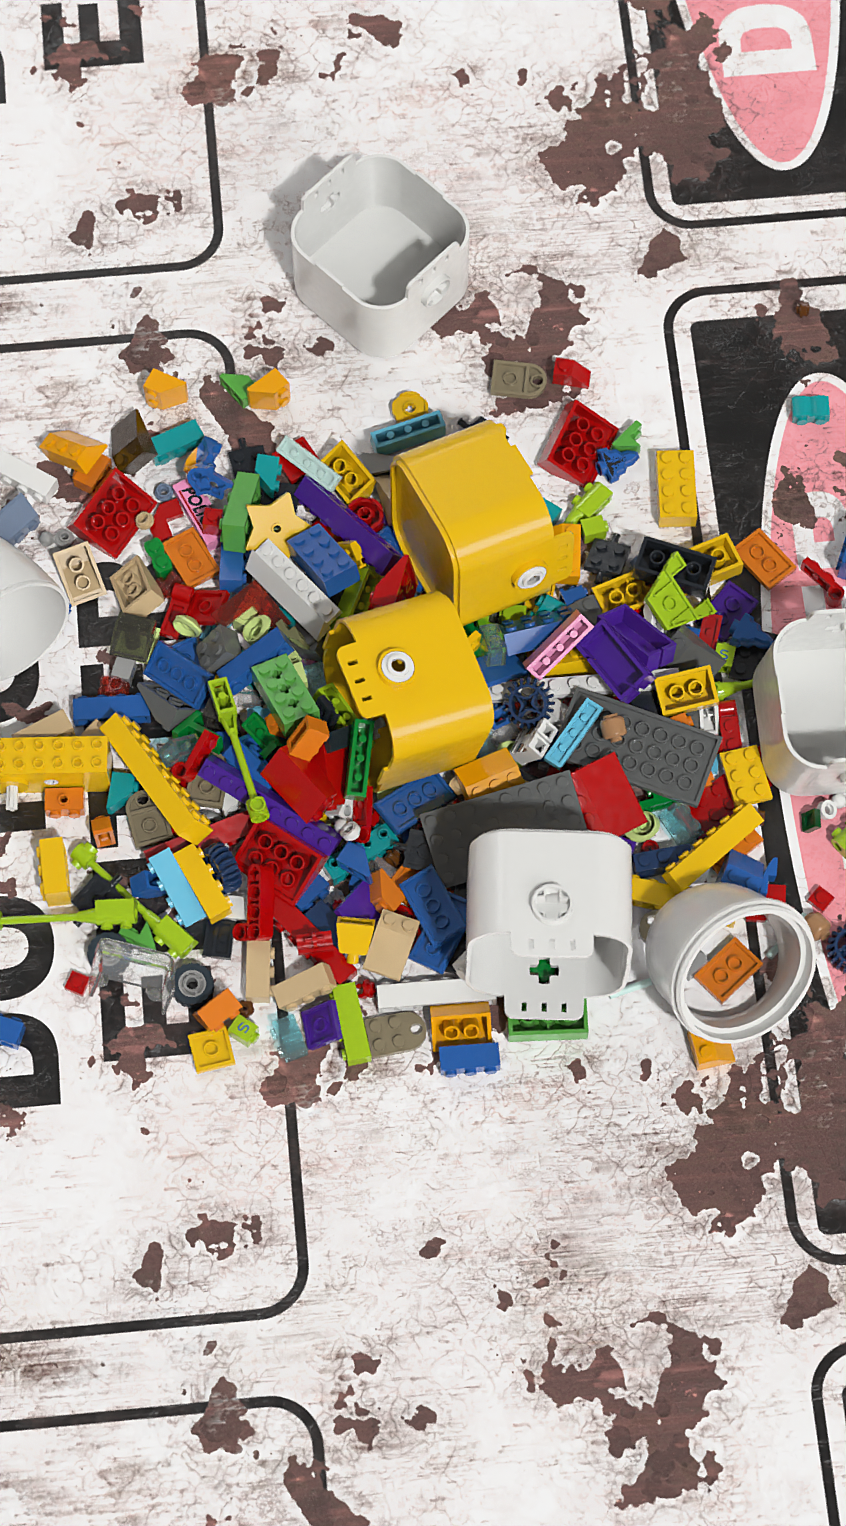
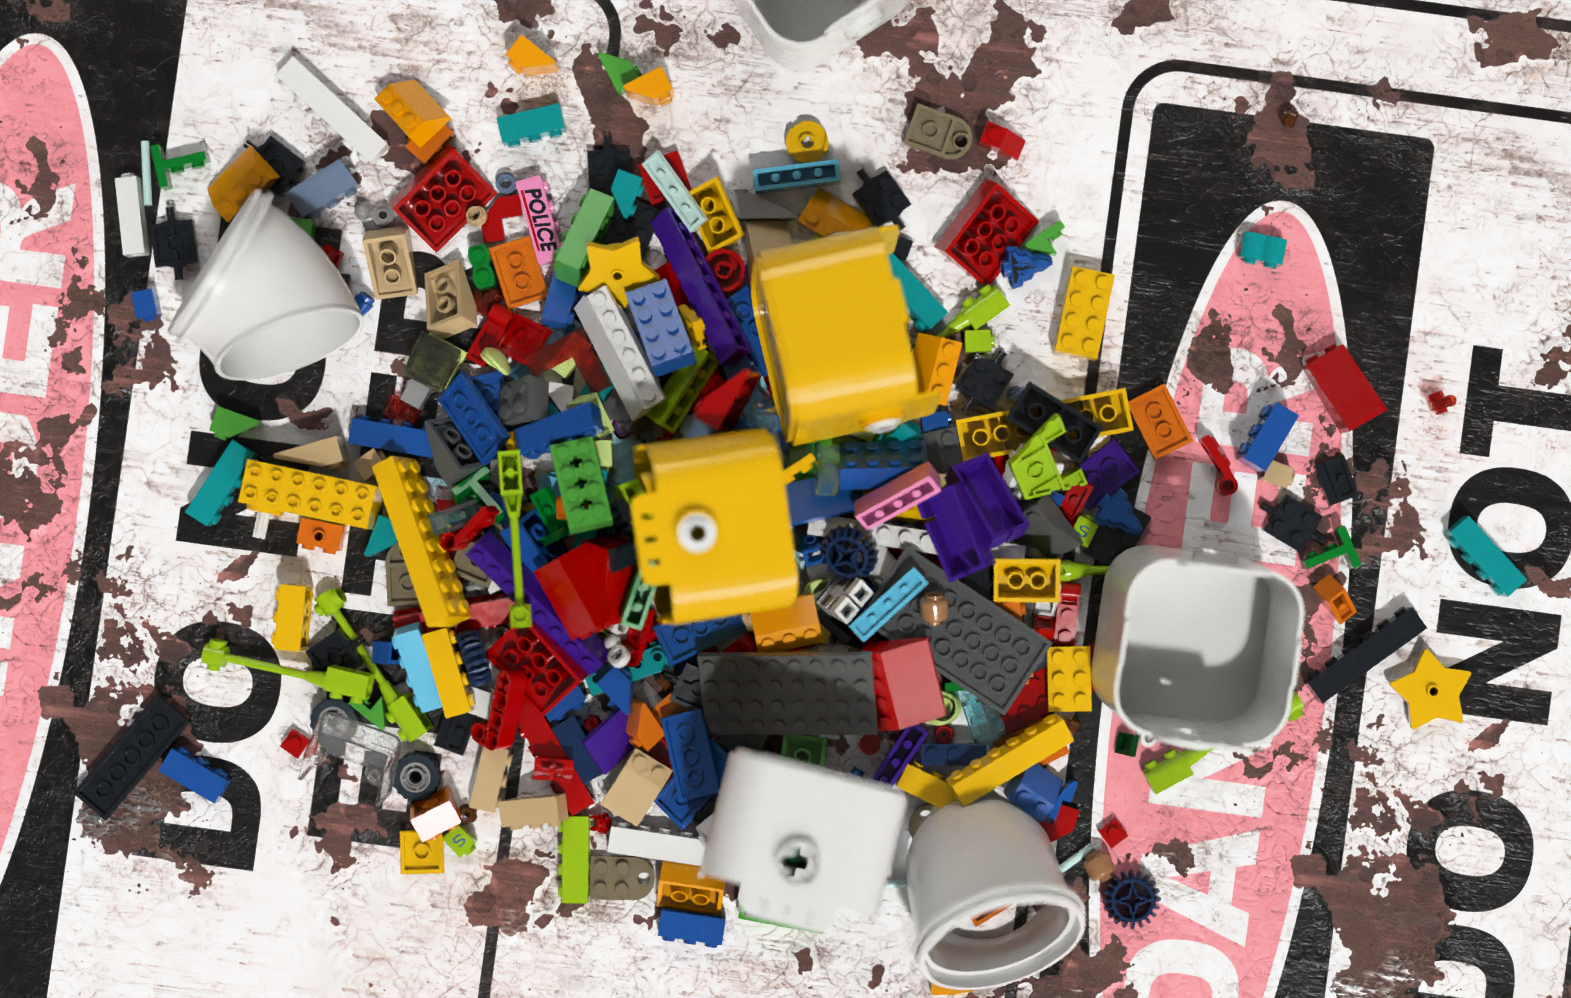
camera: 10 degrees right, 20 degrees up
(103, 831) = (355, 578): orange slope -> none
(131, 444) = (480, 117): dark brown slope -> none
(201, 469) = (545, 174): blue hips -> none
(211, 521) = (549, 241): red brick -> none
(256, 629) = (570, 388): yellowish green hat -> none
(289, 1038) = (506, 859): clear light blue brick -> none
(293, 635) = (608, 408): olive slope -> none
(308, 738) = (590, 554): orange brick -> none
(321, 1025) = (543, 855): dark purple plate -> none
(354, 937) = (597, 774): yellow torso -> none

